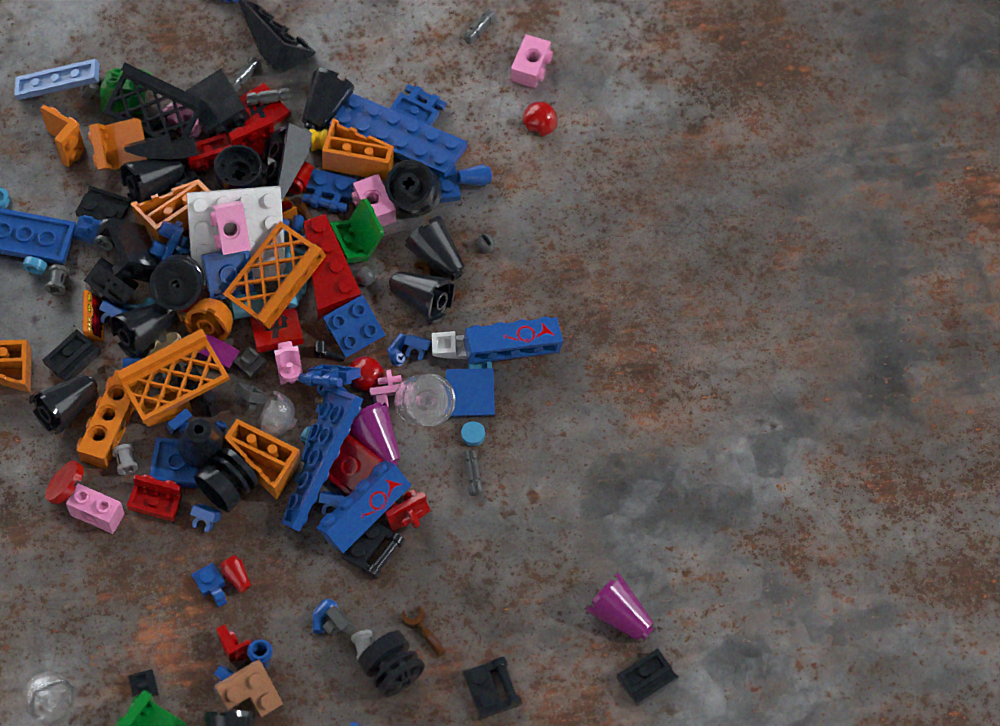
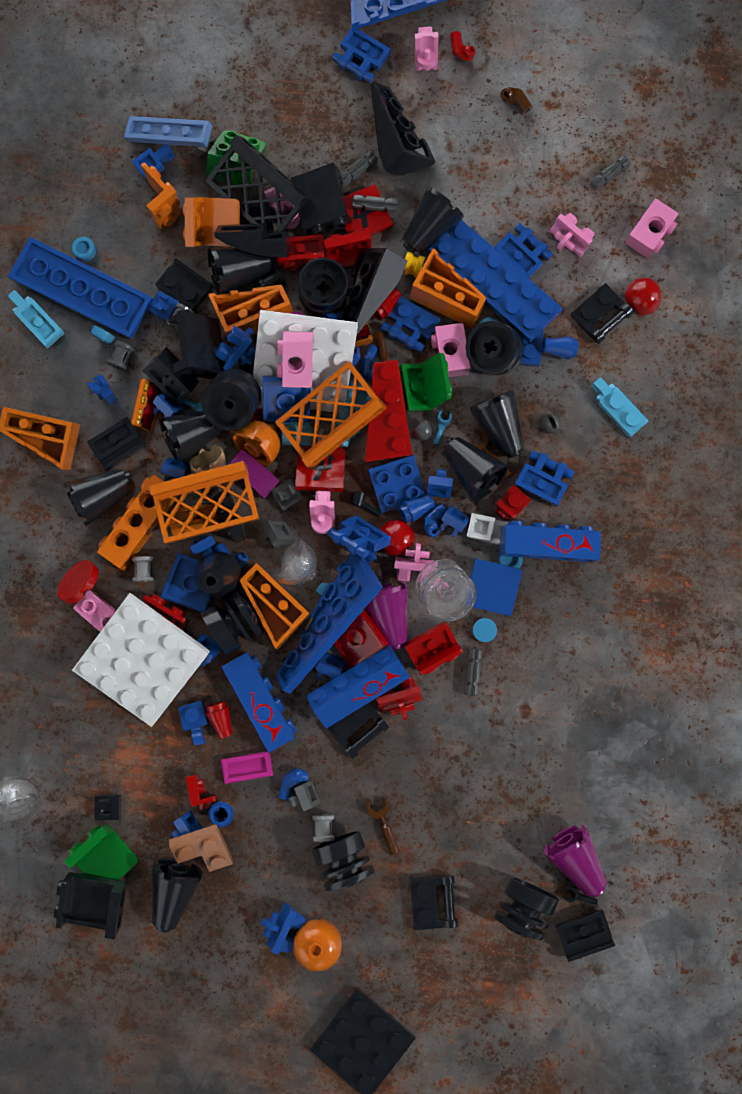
camera: 20 degrees right, 20 degrees up
(47, 310) = (102, 389): none -> blue plate
(55, 101) = (156, 159): none -> blue plate
(144, 533) = (141, 660): none -> white plate
(271, 548) = (259, 702): none -> blue brick
(274, 613) = (247, 767): none -> dark pink tile
(375, 344) = (415, 508): none -> blue cone
(382, 266) = (441, 426): none -> dark azure hand
(394, 318) = (440, 485): none -> blue tile
(426, 459) = (433, 648): none -> red bracket
(458, 83) = (570, 235): none -> bright pink hips
(466, 317) = (511, 503): none -> red bracket
(490, 294) = (542, 484): none -> blue plate
(500, 137) = (596, 308): none -> black plate
(544, 215) = (619, 407): none -> medium azure hinge
(582, 660) = (526, 908): none -> black wheel
(630, 646) = (579, 896): none -> black hand

